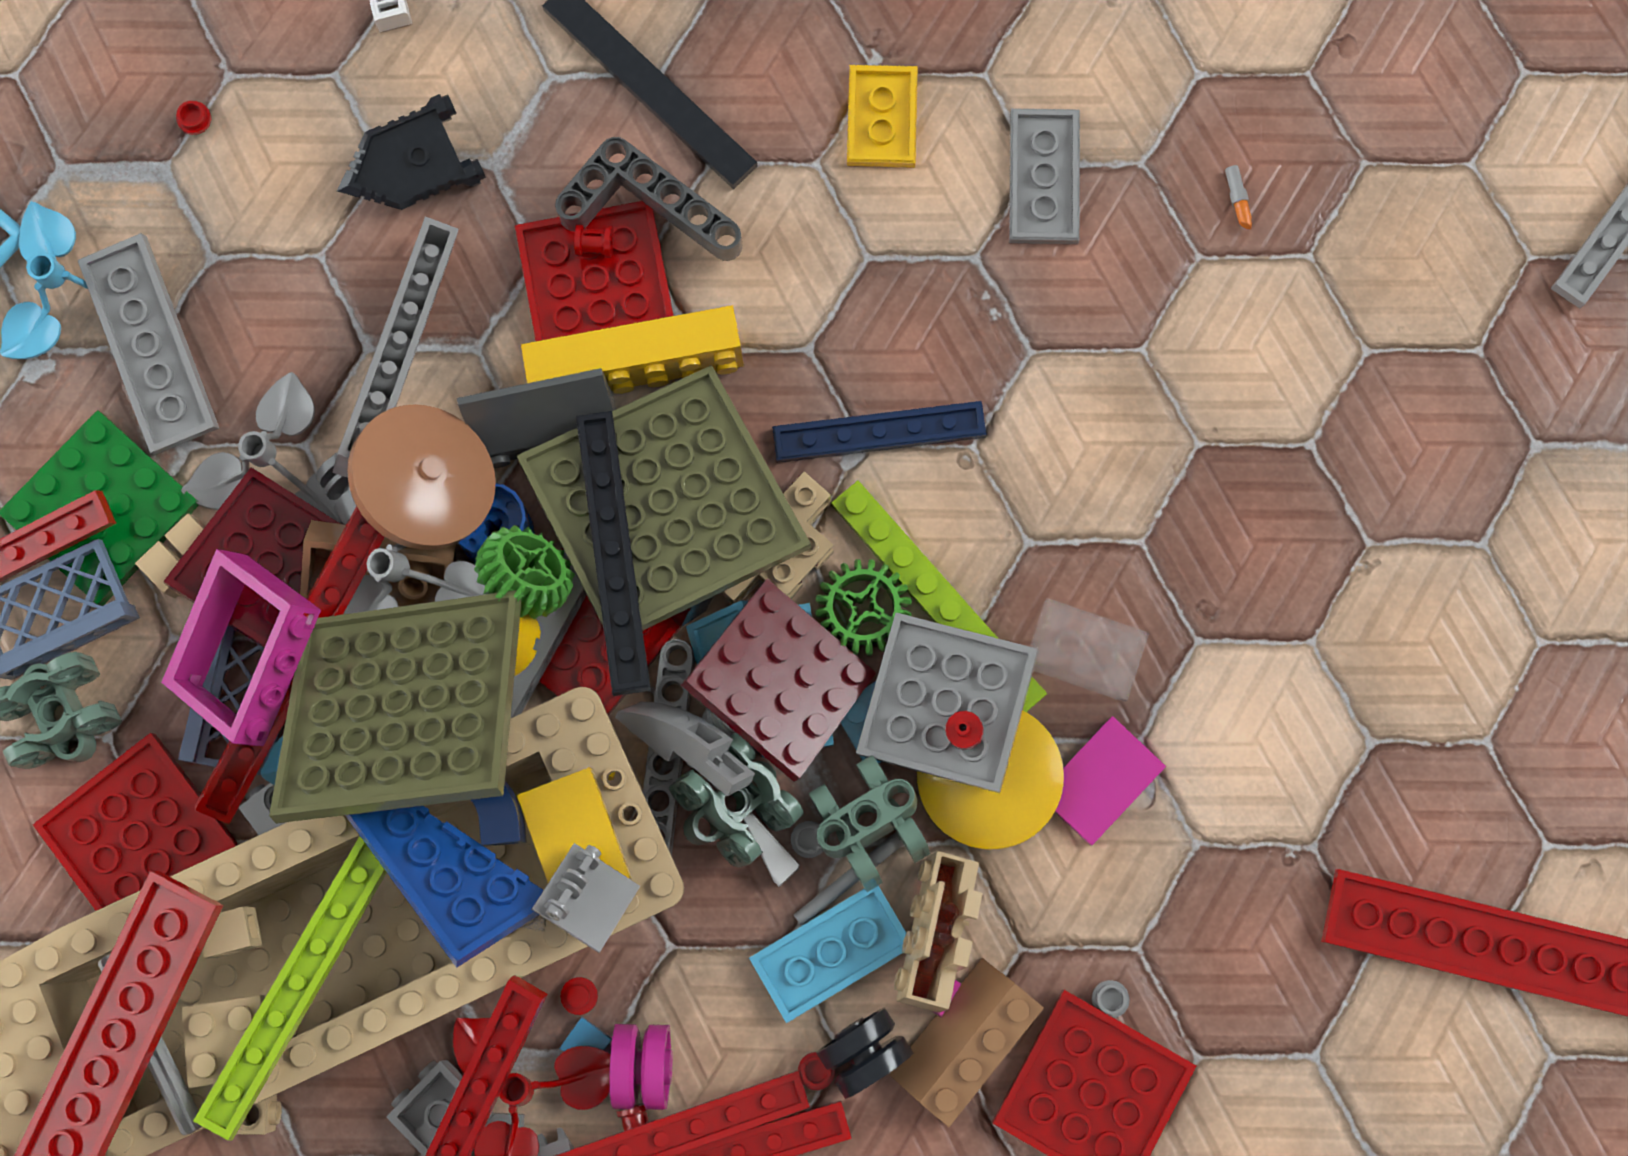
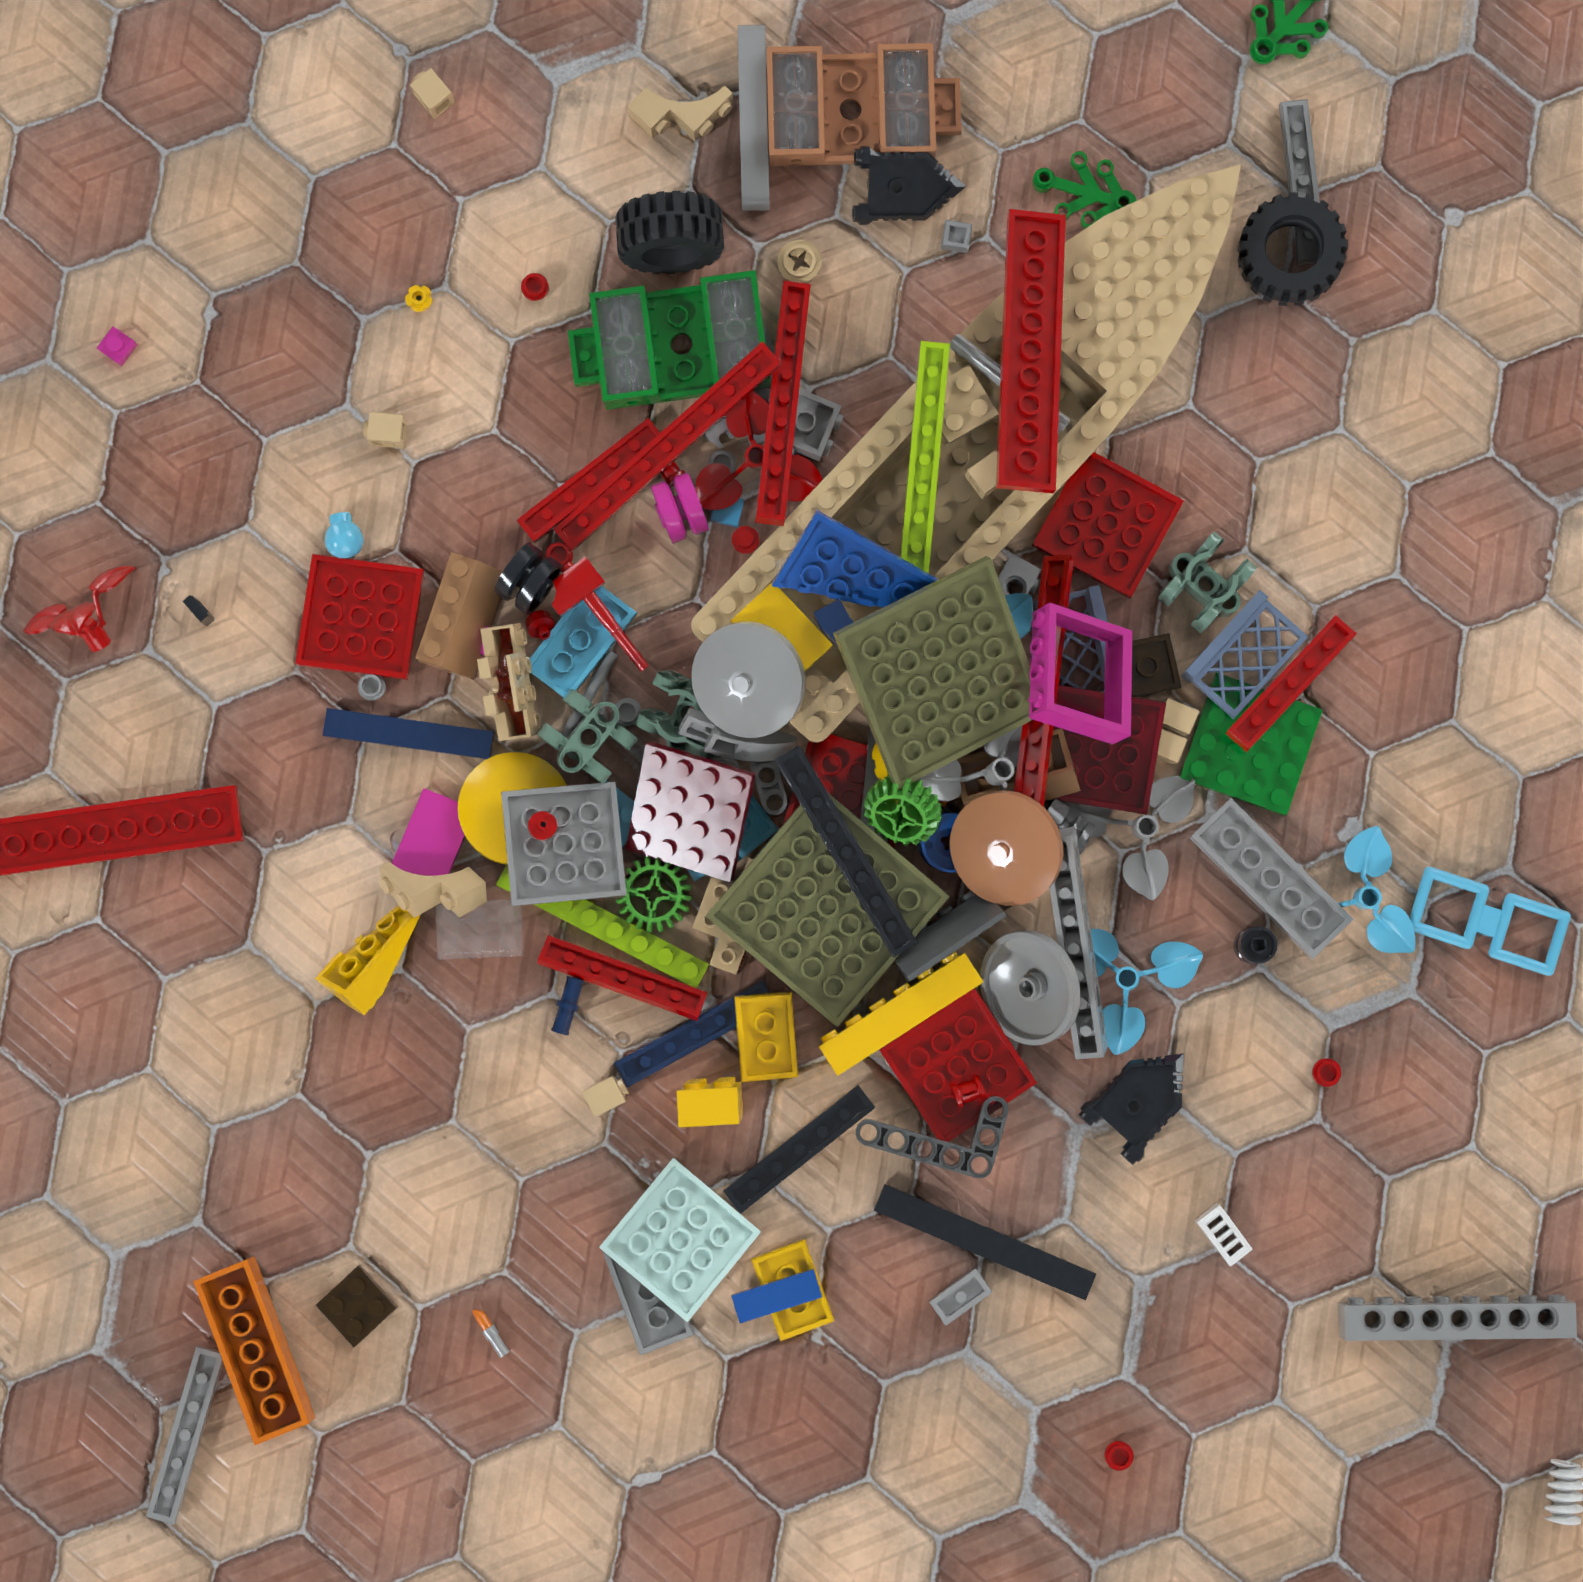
camera: 155 degrees right, 5 degrees up
(156, 639) = (1153, 666): none -> dark brown plate
(201, 277) = (1255, 945): none -> black wheel
(304, 292) = (1175, 967): none -> medium azure plant
(470, 321) = (1030, 987): none -> light grey dish
(562, 1112) = (724, 457): none -> light grey plate
(586, 897) = (752, 593): light grey hinge -> none
(638, 795) = (748, 679): none -> light grey dish
(700, 37) = (960, 1296): none -> light grey plate
(776, 858) = (643, 688): white slope -> none
(798, 395) = (766, 1036): none -> yellow tile
(803, 1019) = (579, 584): none -> red piece
(812, 258) = (799, 1149): none -> black plate
(873, 990) = (539, 624): none -> red tile
(890, 317) = (710, 1103): none -> yellow brick
(902, 111) = (776, 1296): none -> blue tile
(939, 525) = (622, 978): none -> red plate
(987, 211) = (680, 1239): none -> light aqua plate
(1009, 400) = (606, 1095): none -> tan brick
(1014, 519) = (567, 1005): none -> dark blue pin
(1087, 921) = (408, 733): none -> dark blue tile
(1146, 715) = (418, 893): none -> tan arch
(1237, 656) = (365, 969): none -> yellow wedge
(1382, 282) = (356, 1306): none -> dark brown plate
(1518, 274) = (254, 1350): none -> orange brick

